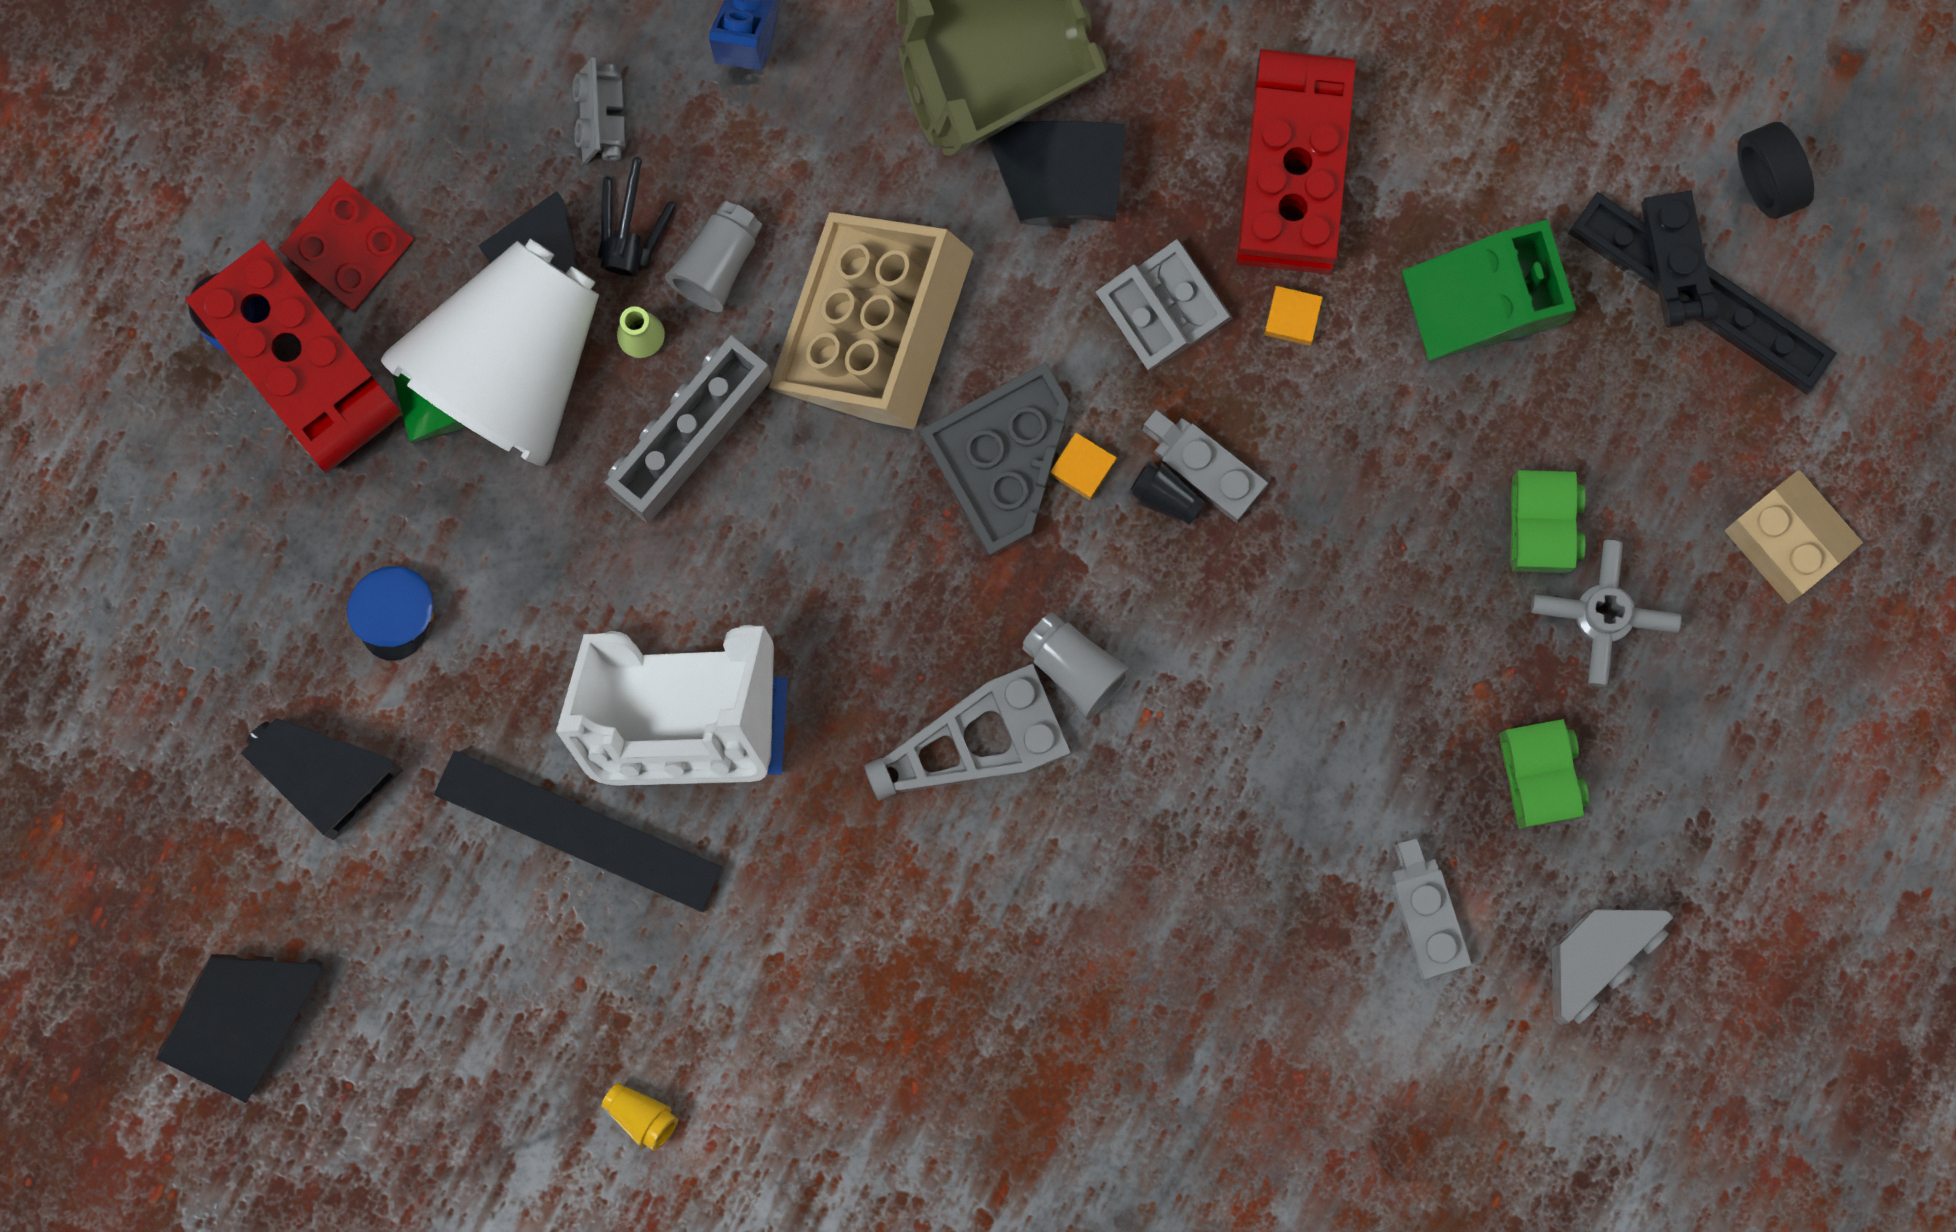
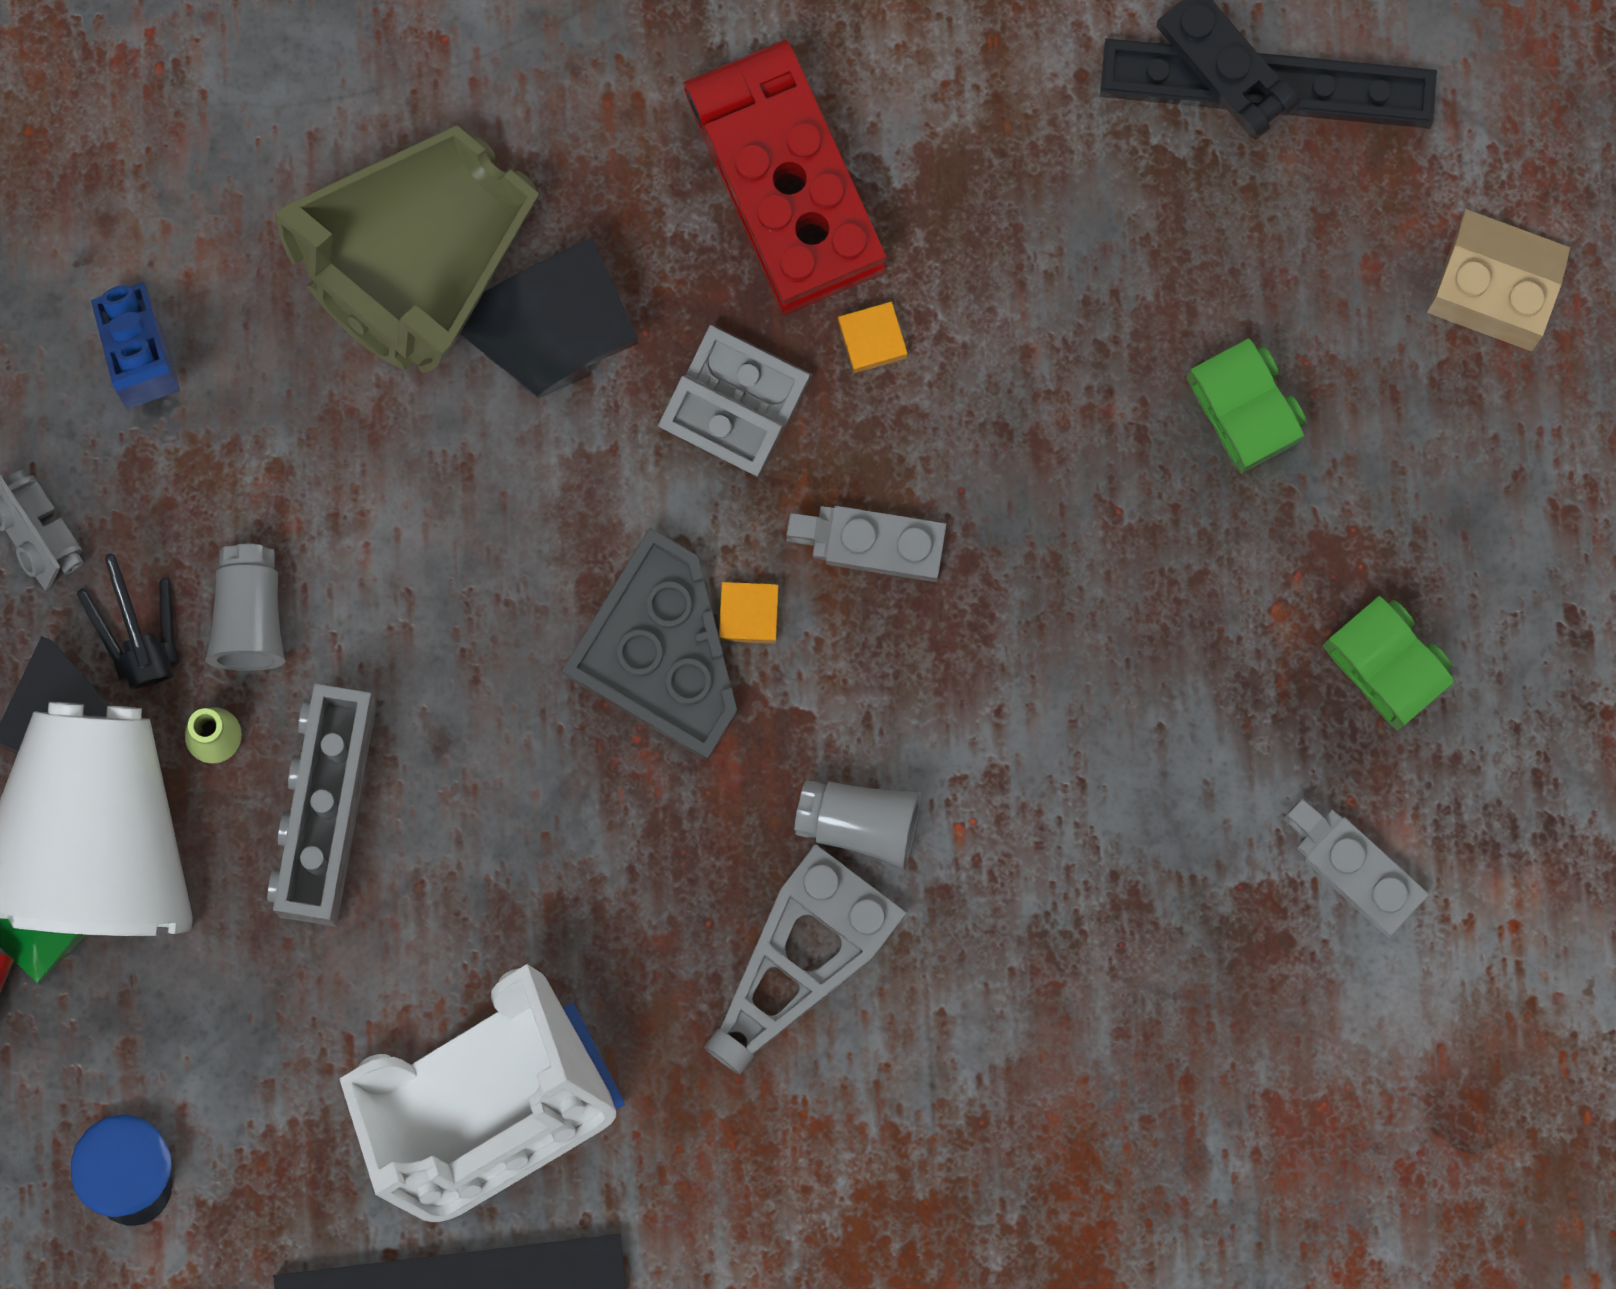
camera: 35 degrees left, 0 degrees up
(872, 318) = (444, 582): tan slope -> none
(1165, 493) = (849, 593): black cone -> none
(1490, 291) = (1057, 202): green slope -> none
(1599, 954) = (1547, 811): light grey slope -> none
(1617, 603) = (1353, 481): light grey bar -> none

